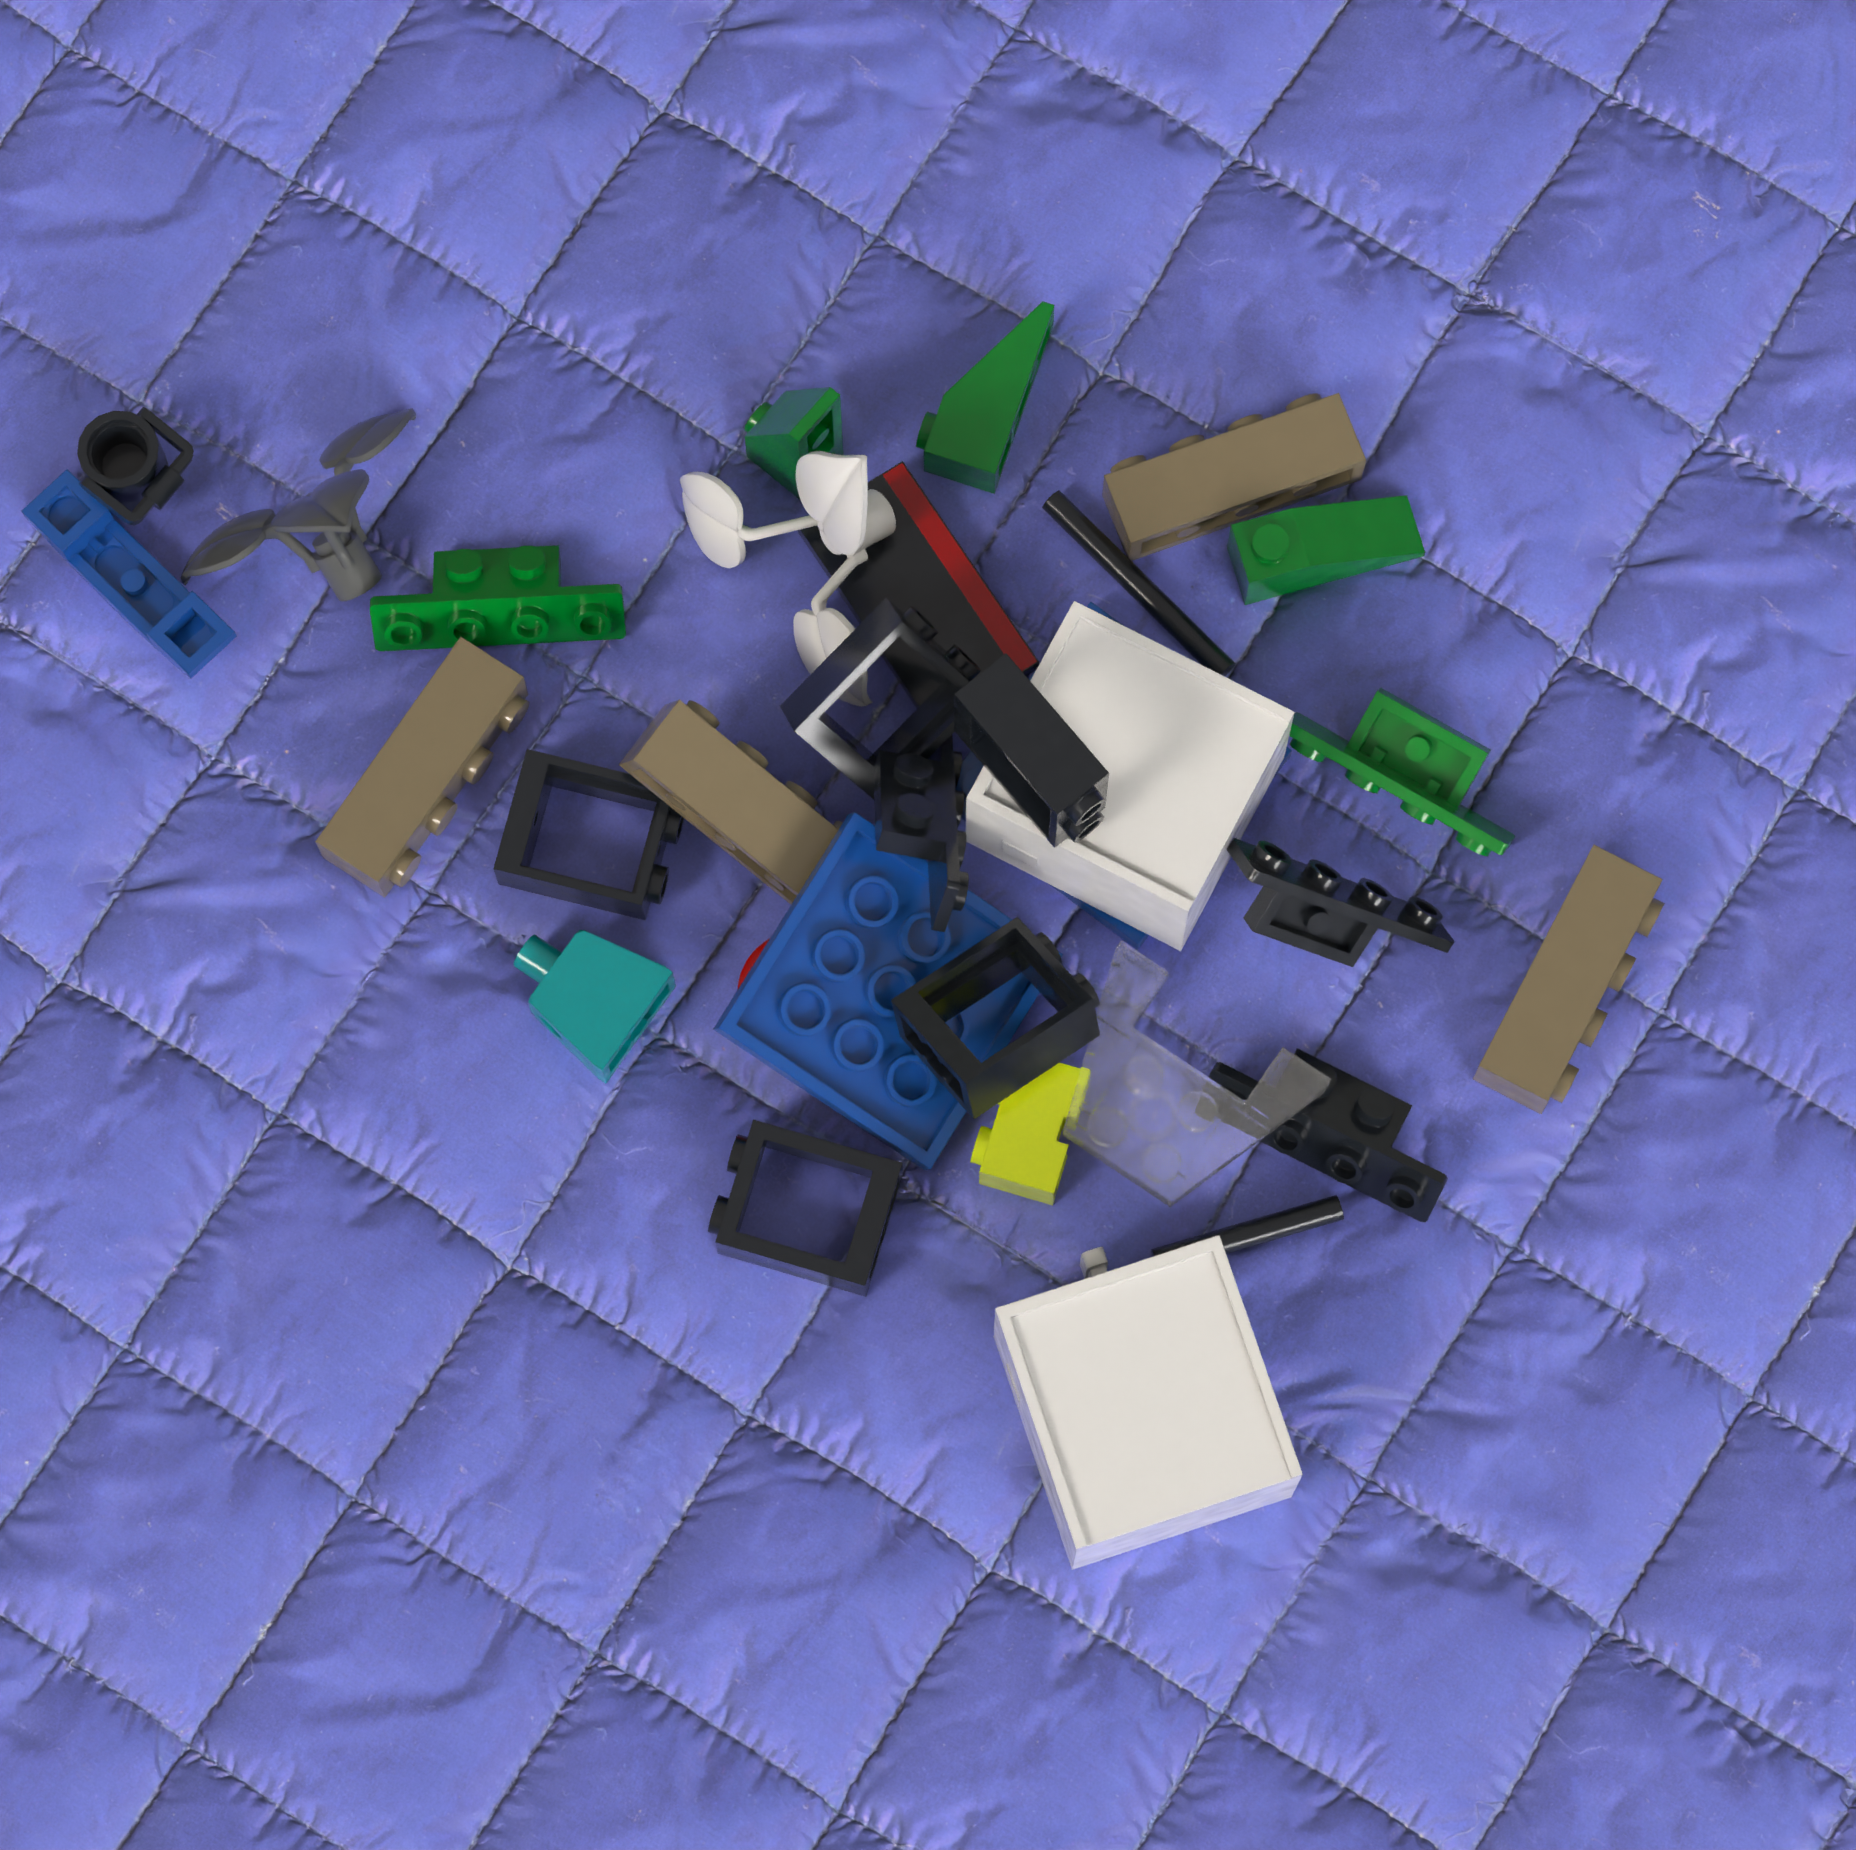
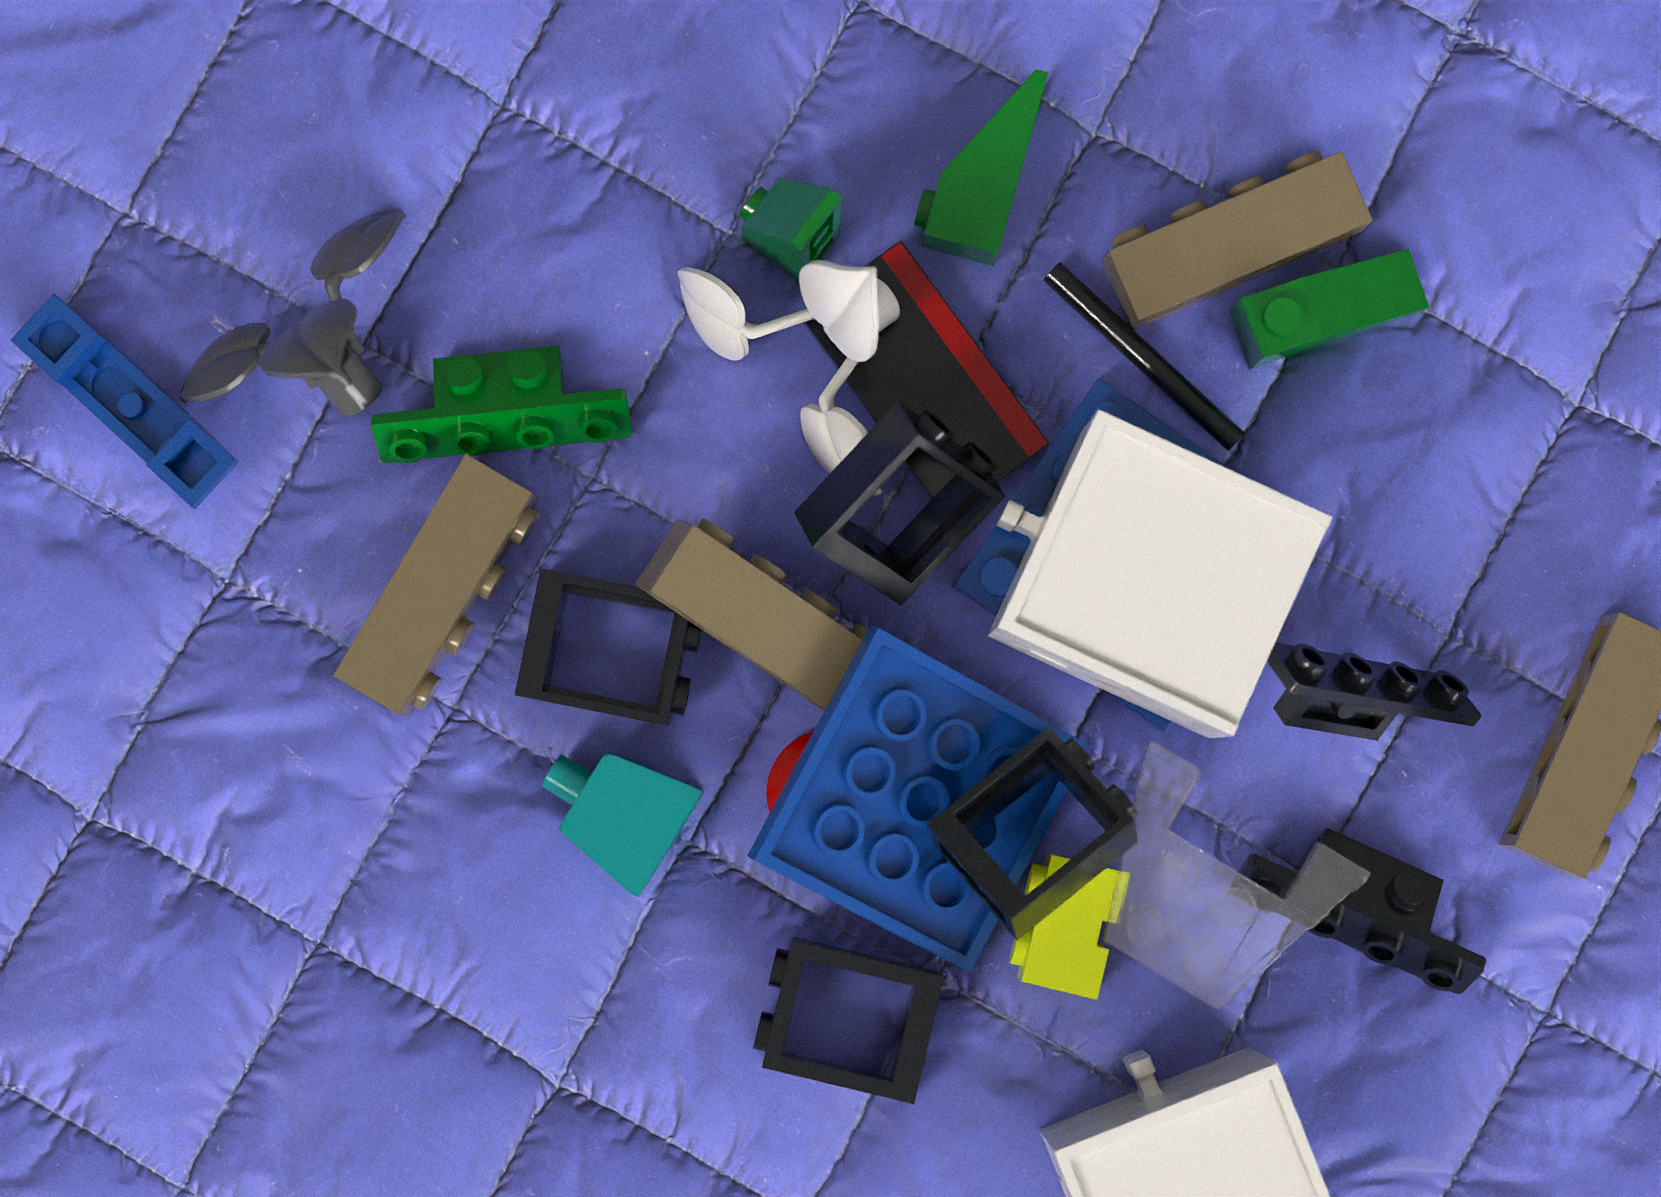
camera: 10 degrees left, 10 degrees up
(127, 463) = (116, 286): black piece -> none
(920, 819) = (945, 638): black bracket -> none
(1031, 752) = (1072, 590): black window -> none
(1269, 1227) = (1285, 1016): black bar -> none
(1412, 759) = (1431, 530): green bracket -> none

